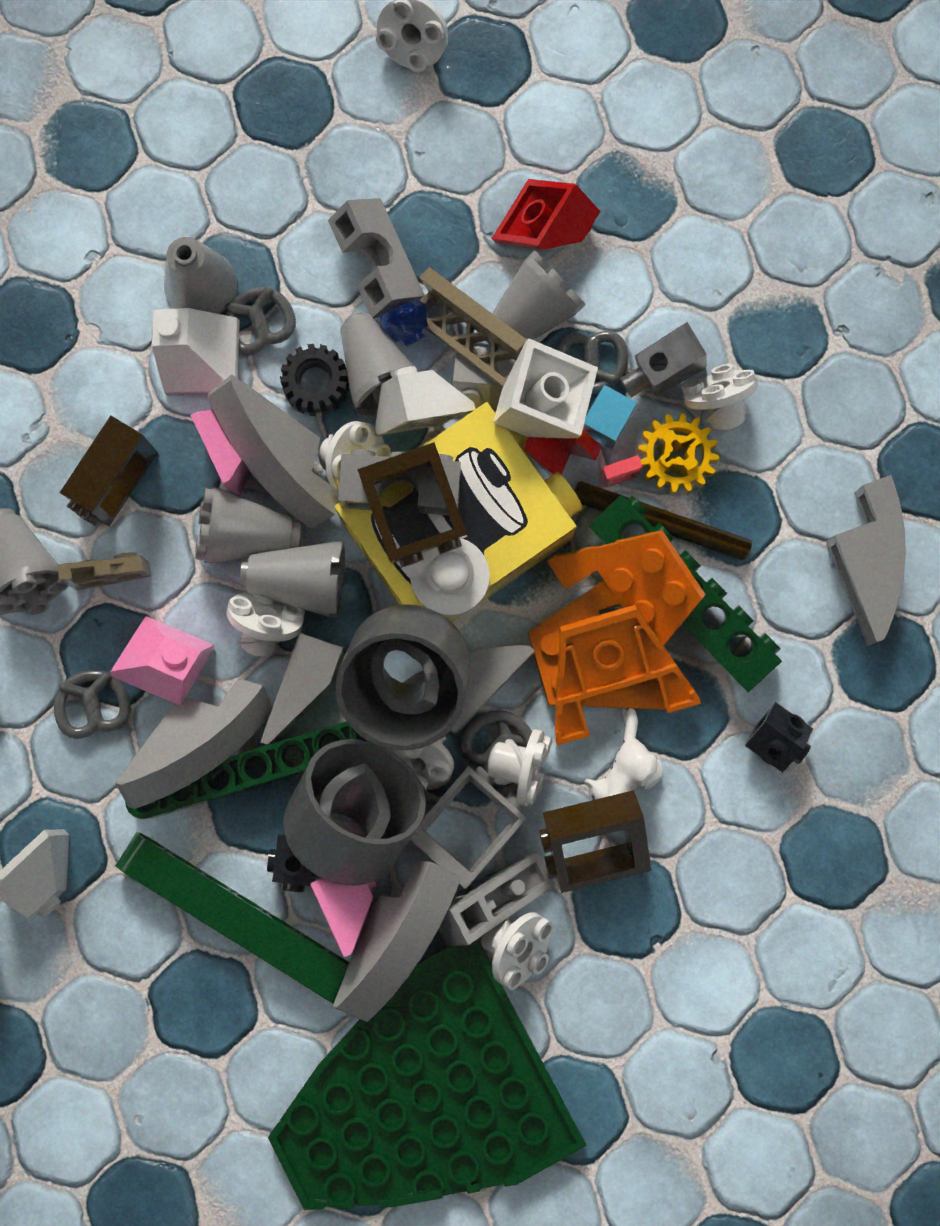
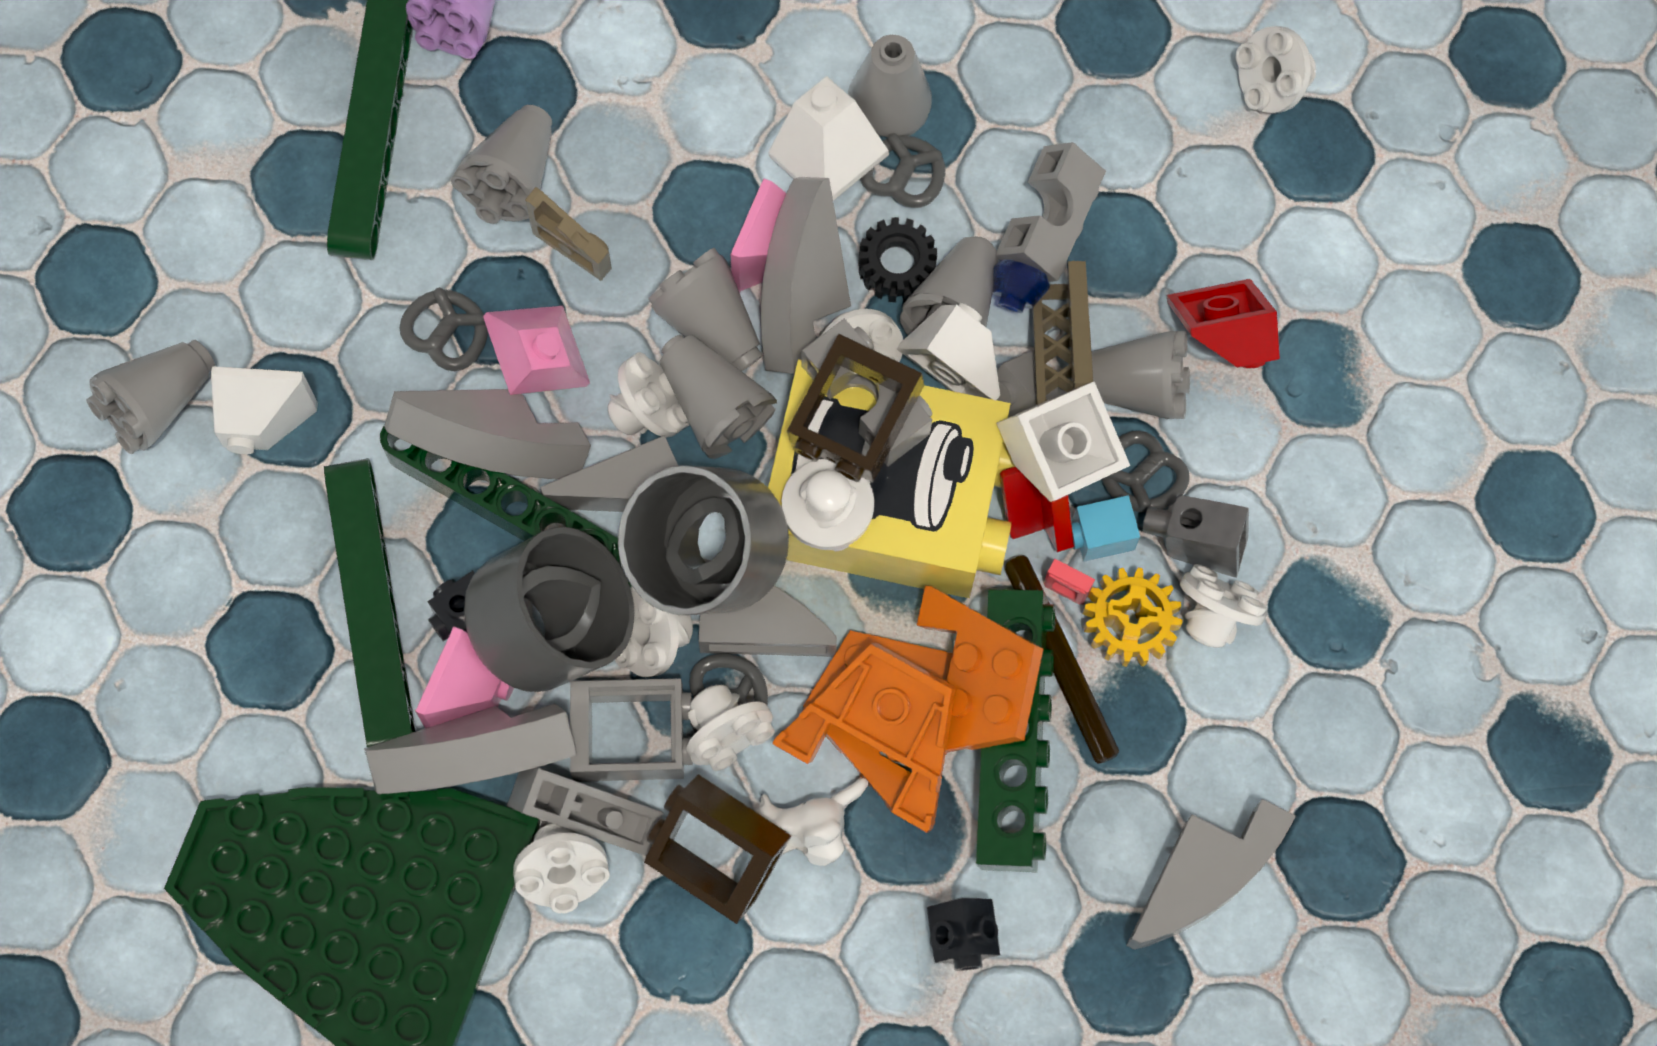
camera: 45 degrees right, 10 degrees down
(108, 472) = (654, 164): dark brown window -> none

